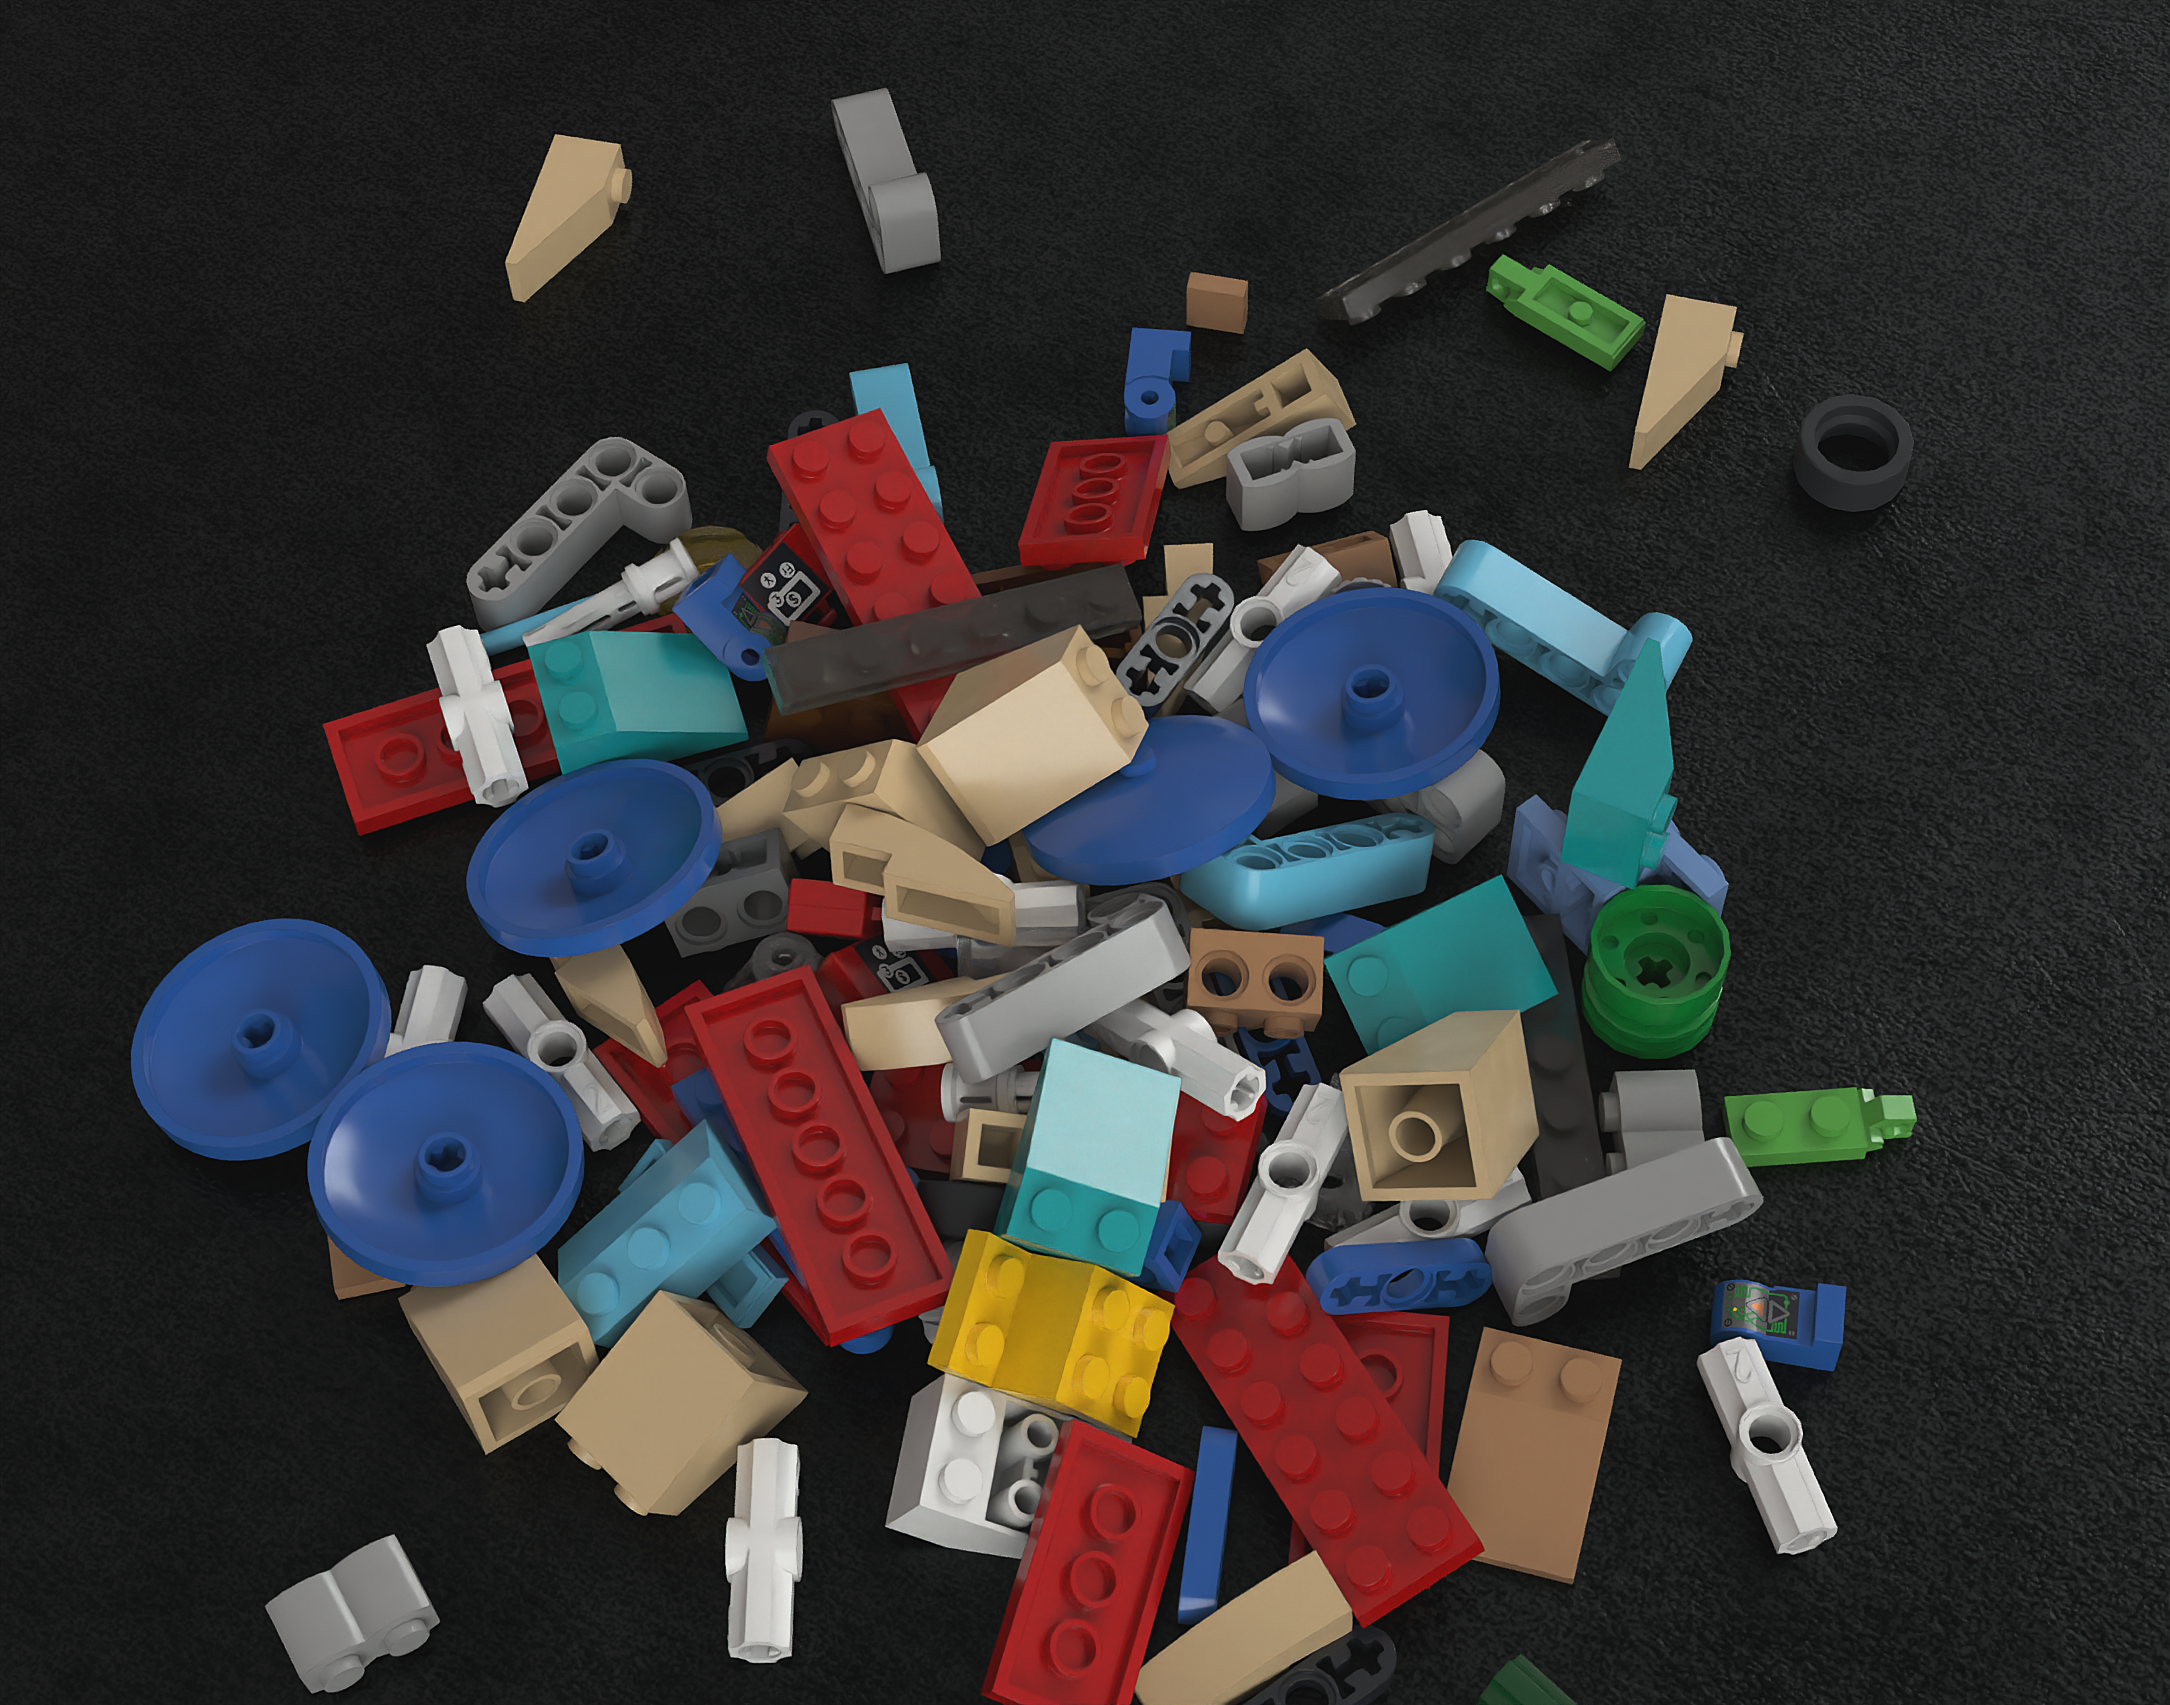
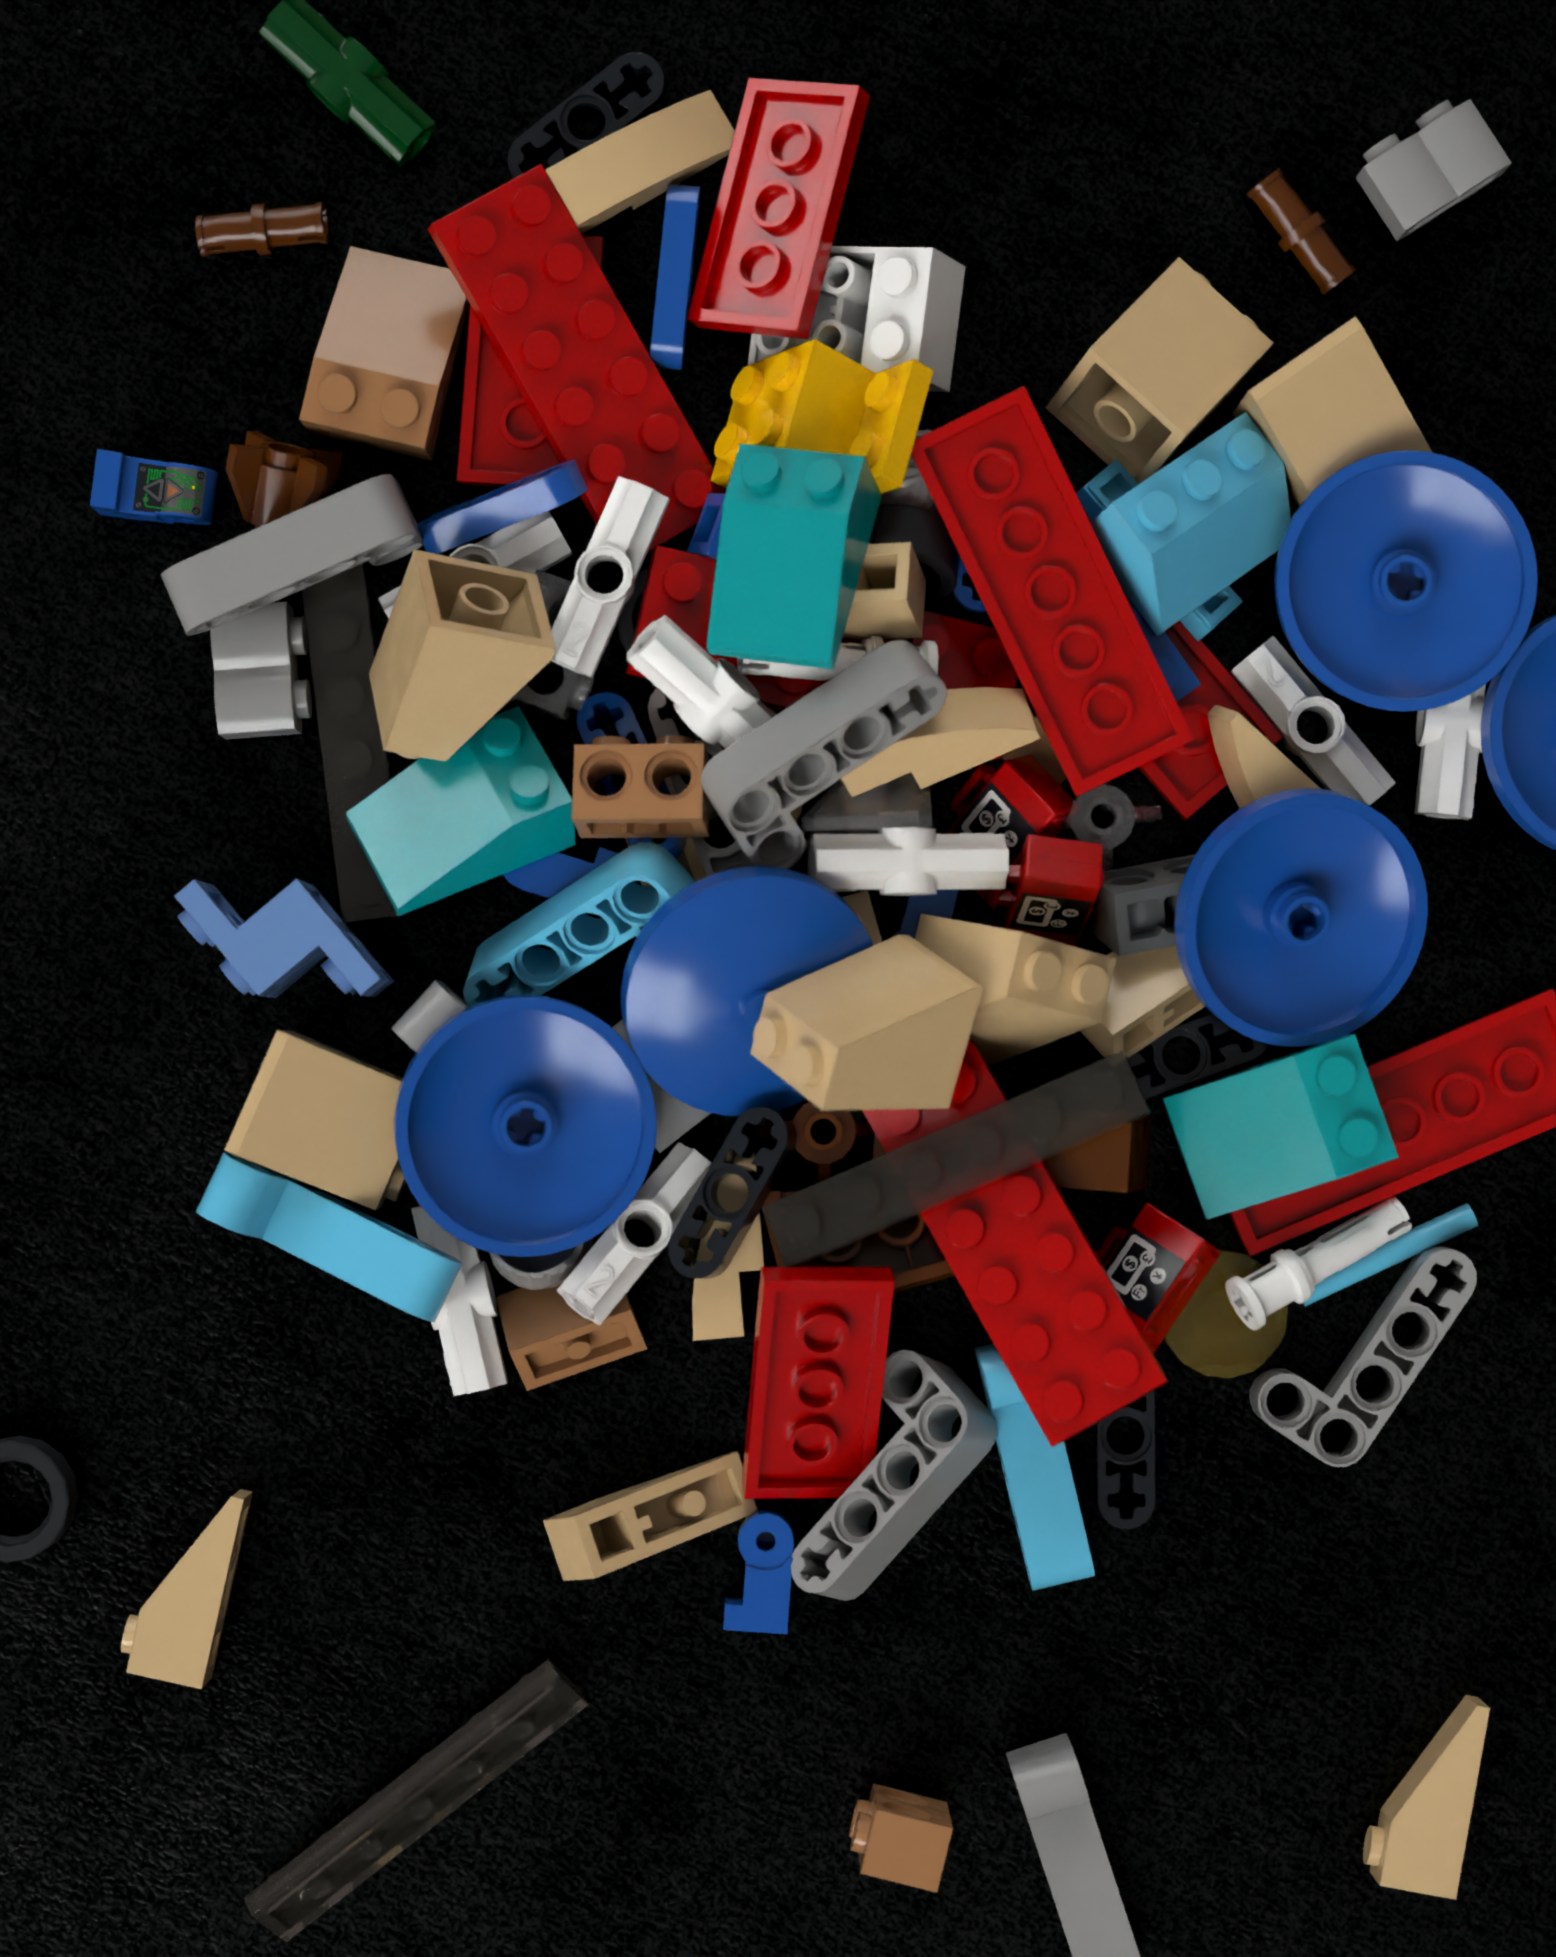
camera: 175 degrees right, 30 degrees up
(477, 716) = (1443, 1102): white piece -> none
(509, 1556) = (1301, 231): none -> reddish brown pin
(729, 620) = (1190, 1221): blue leg -> none
(764, 1551) = (1072, 241): white piece -> none
(920, 876) = (972, 868): tan slope -> none
(1031, 427) = (839, 1552): none -> light grey beam
(1036, 182) = (901, 1837): none -> medium nougat brick
(1217, 302) = (695, 1689): medium nougat tile -> none
(1290, 474) = (595, 1446): light grey brick -> none
(1551, 722) = (322, 1121): none -> tan slope
(1566, 311) = (311, 1688): bright green hinge -> none
(1622, 793) = (266, 971): teal slope -> none
(1640, 1318) = (278, 477): none -> reddish brown brick
(1654, 971) = (214, 832): green wheel -> none
(1674, 1593) = (262, 229): none -> reddish brown pin
(1779, 1482) = (159, 329): white piece -> none
(1814, 1124) = (111, 701): bright green hinge -> none

